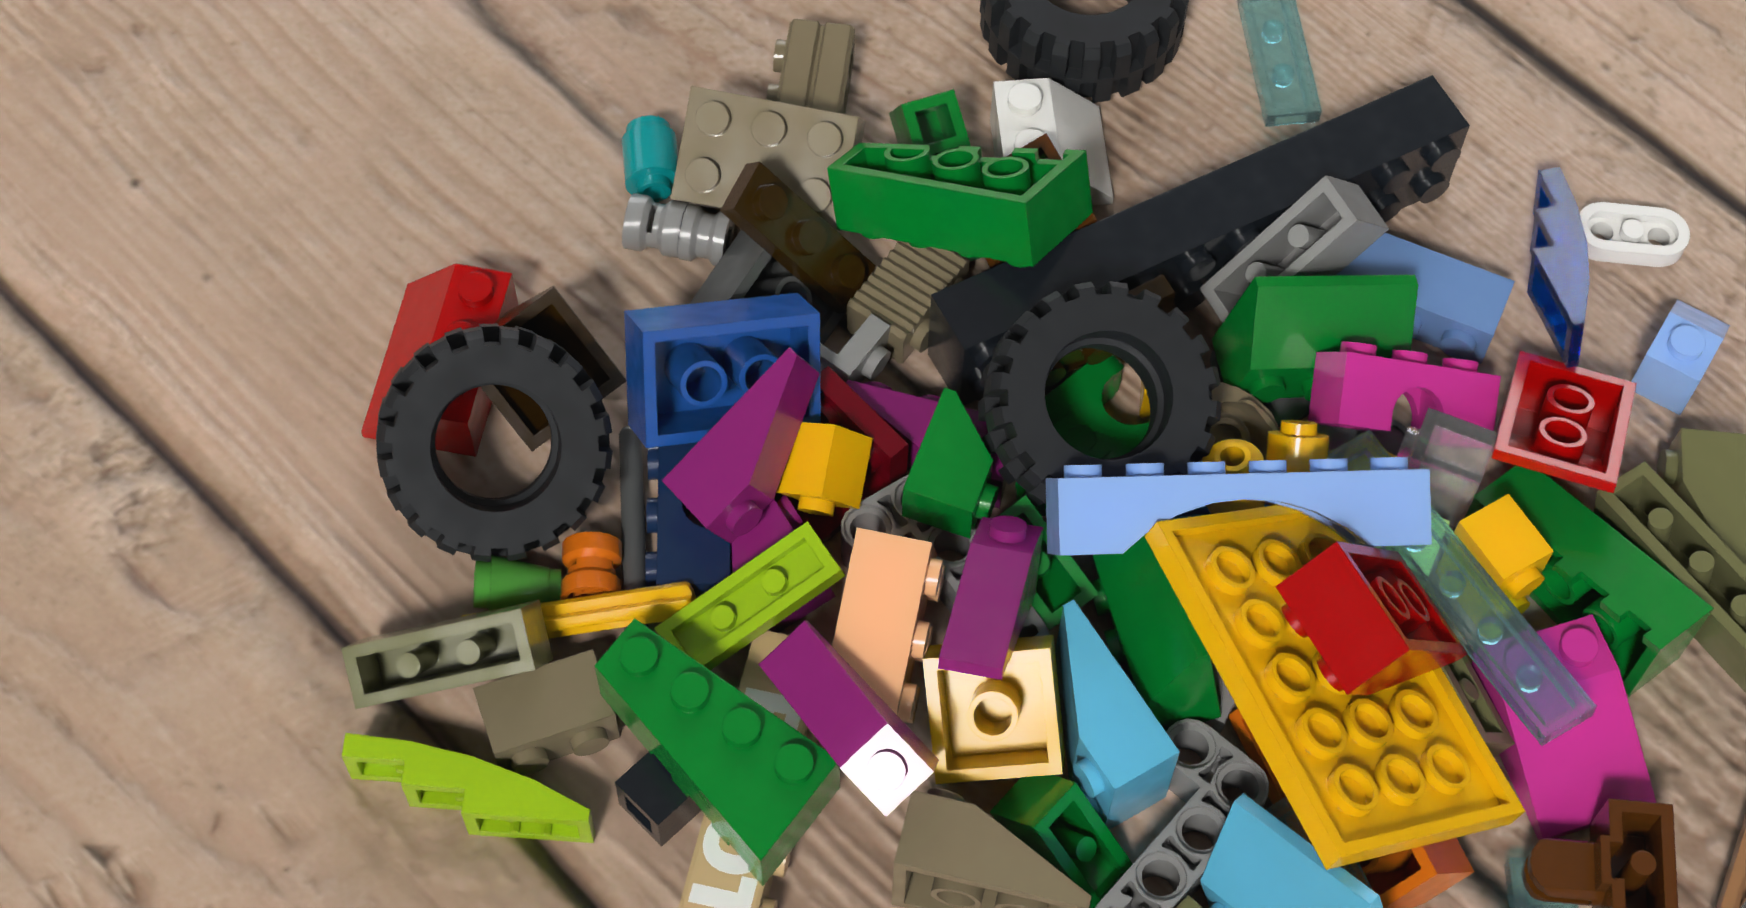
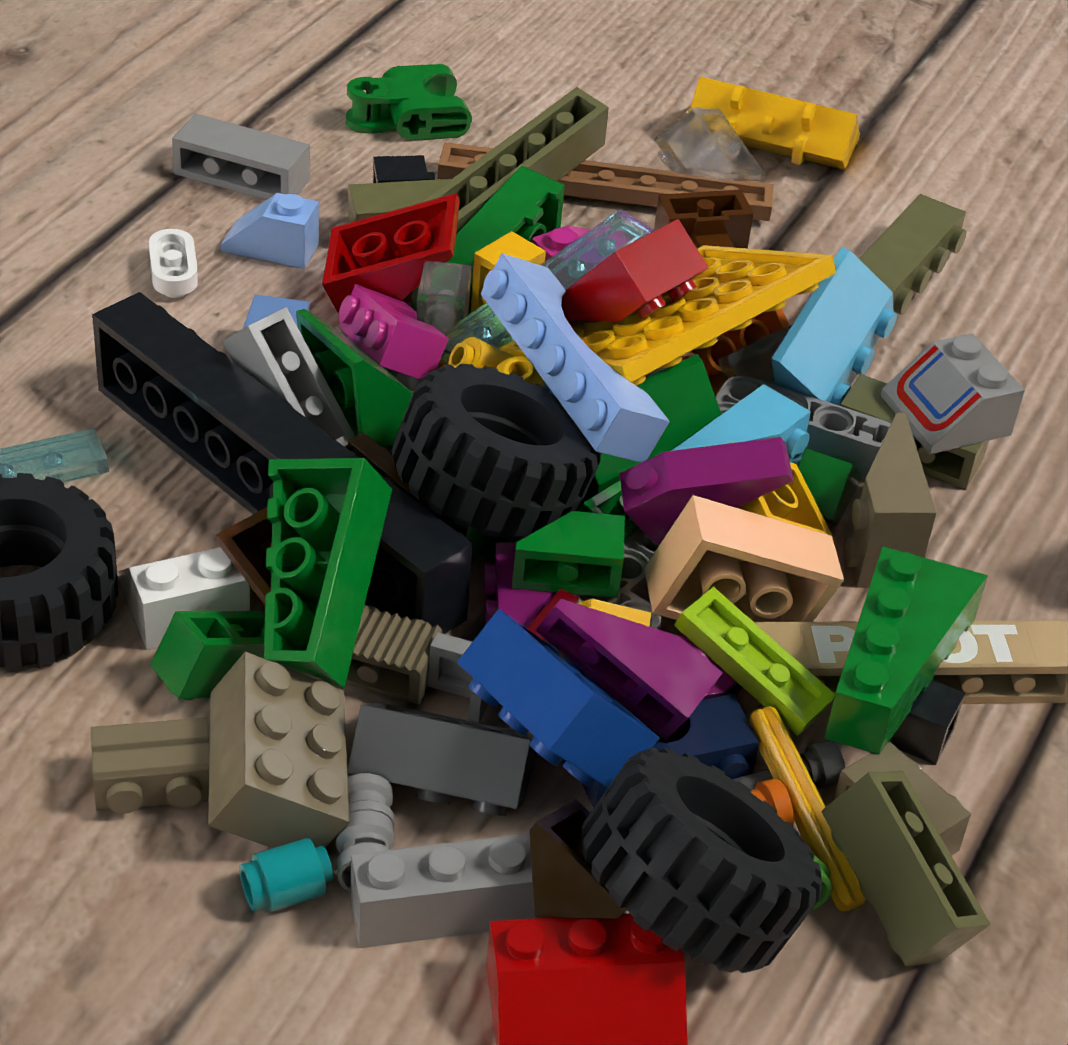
camera: 110 degrees left, 20 degrees down
(489, 796) = (997, 854): lime slope -> none
(590, 253) = (440, 889): none -> light grey brick
(796, 236) = (379, 692): dark brown plate -> none
(849, 718) = (852, 538): magenta slope -> none
(1559, 264) = (245, 264): clear blue slope -> none

